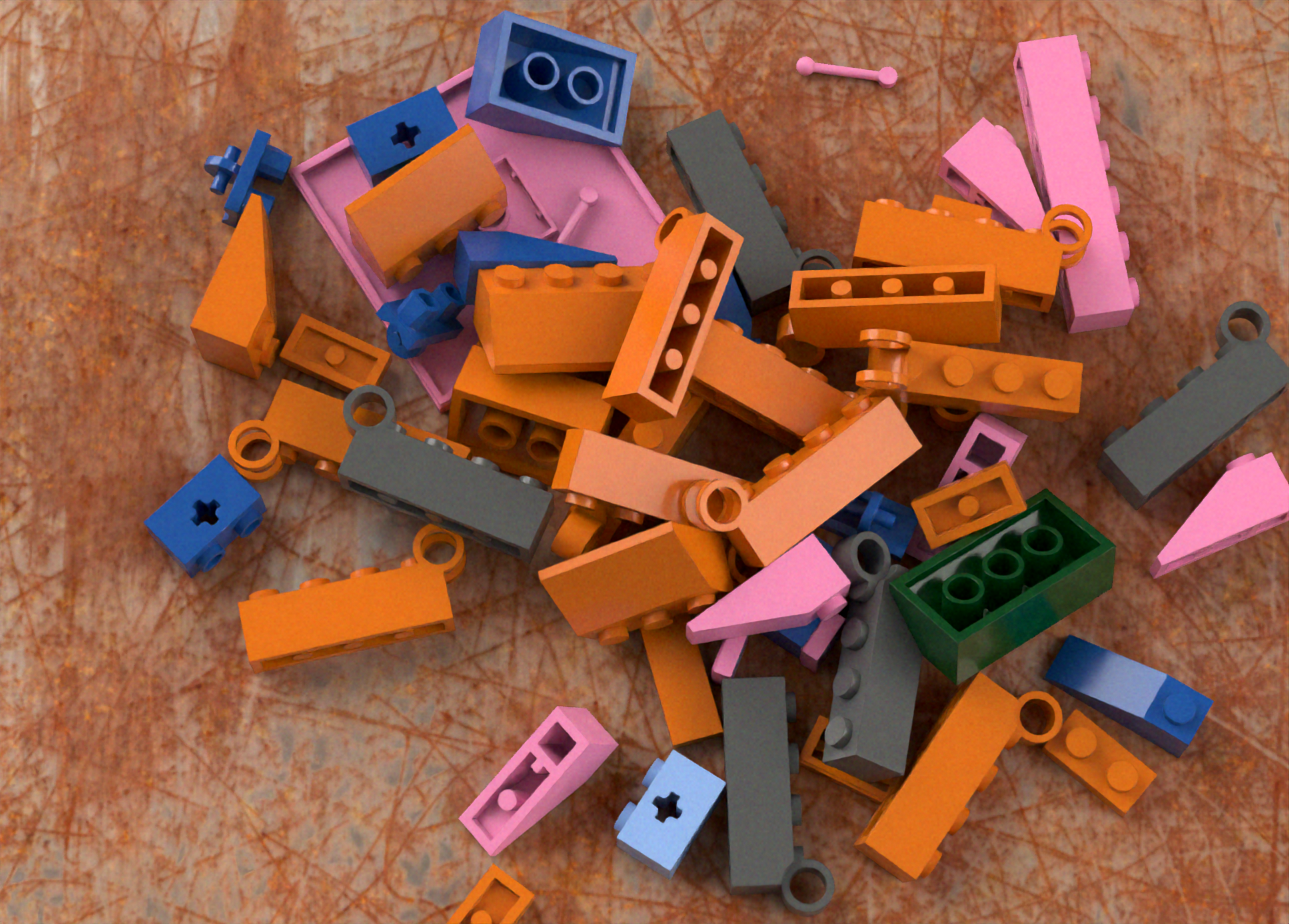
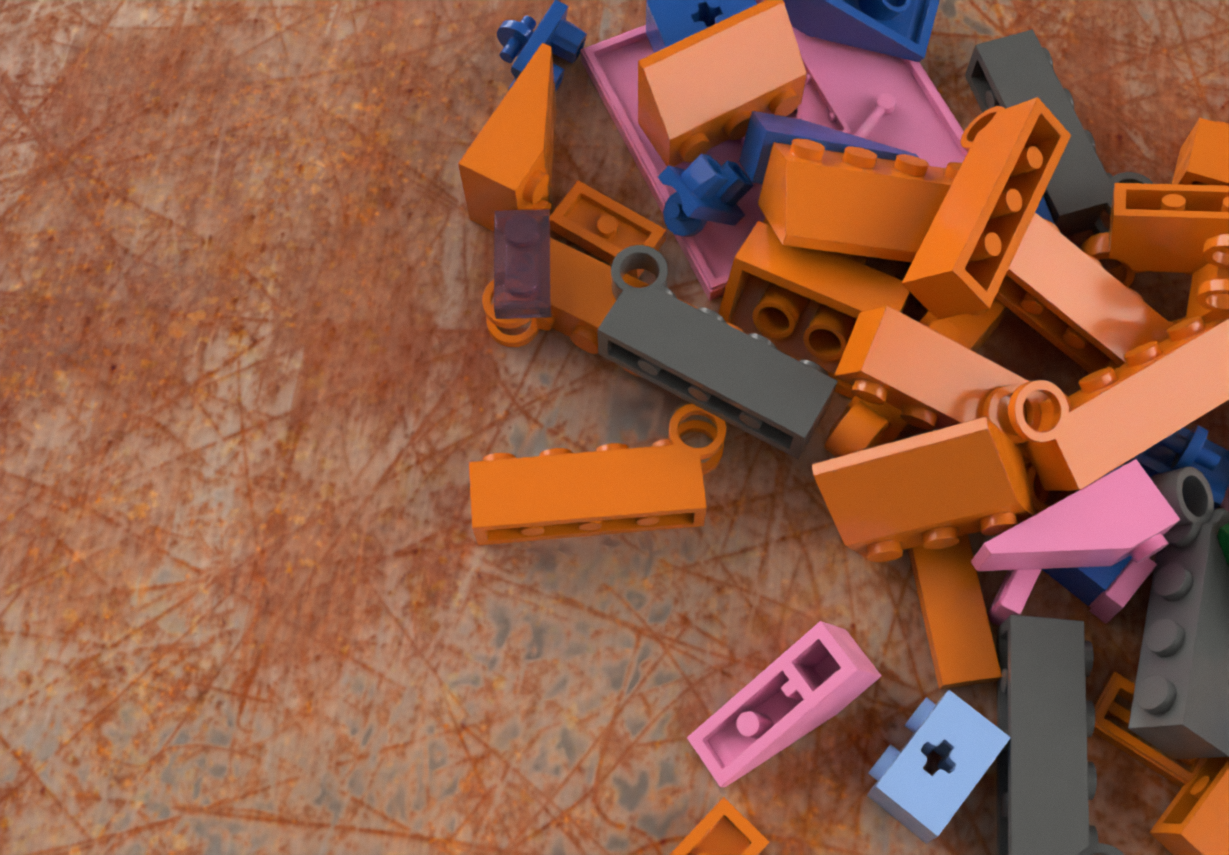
camera: 10 degrees right, 5 degrees down
(215, 492) = (459, 346): blue brick -> none
(261, 410) = (522, 264): none -> plate
(886, 76) = (1194, 30): bright pink hinge -> none

